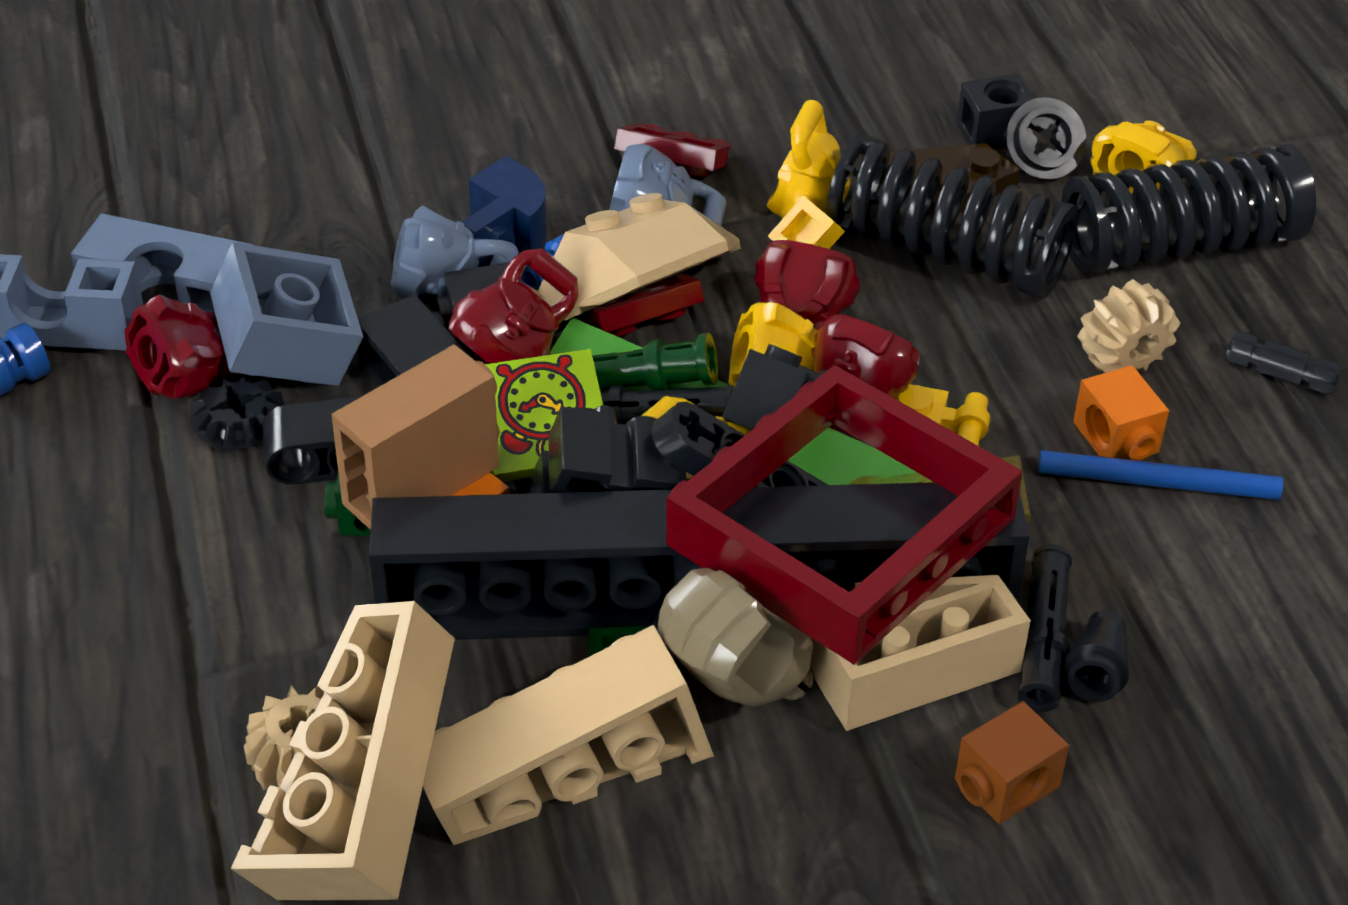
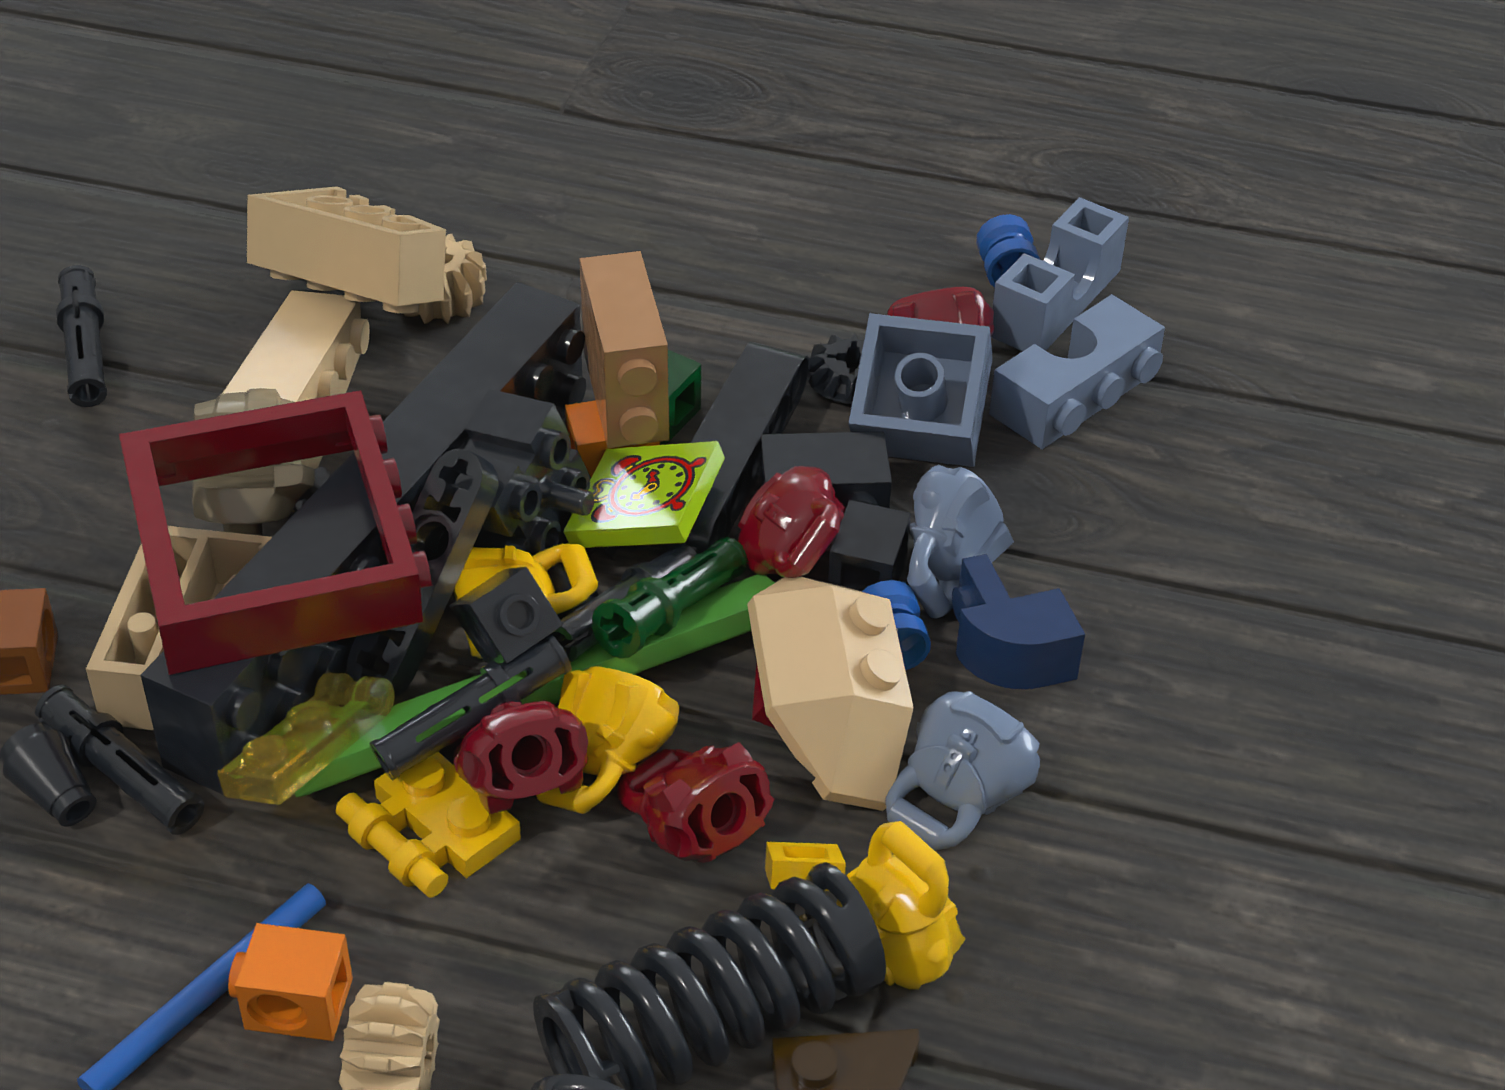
camera: 120 degrees right, 0 degrees up
(681, 147) = (1056, 829): dark red plate -> none

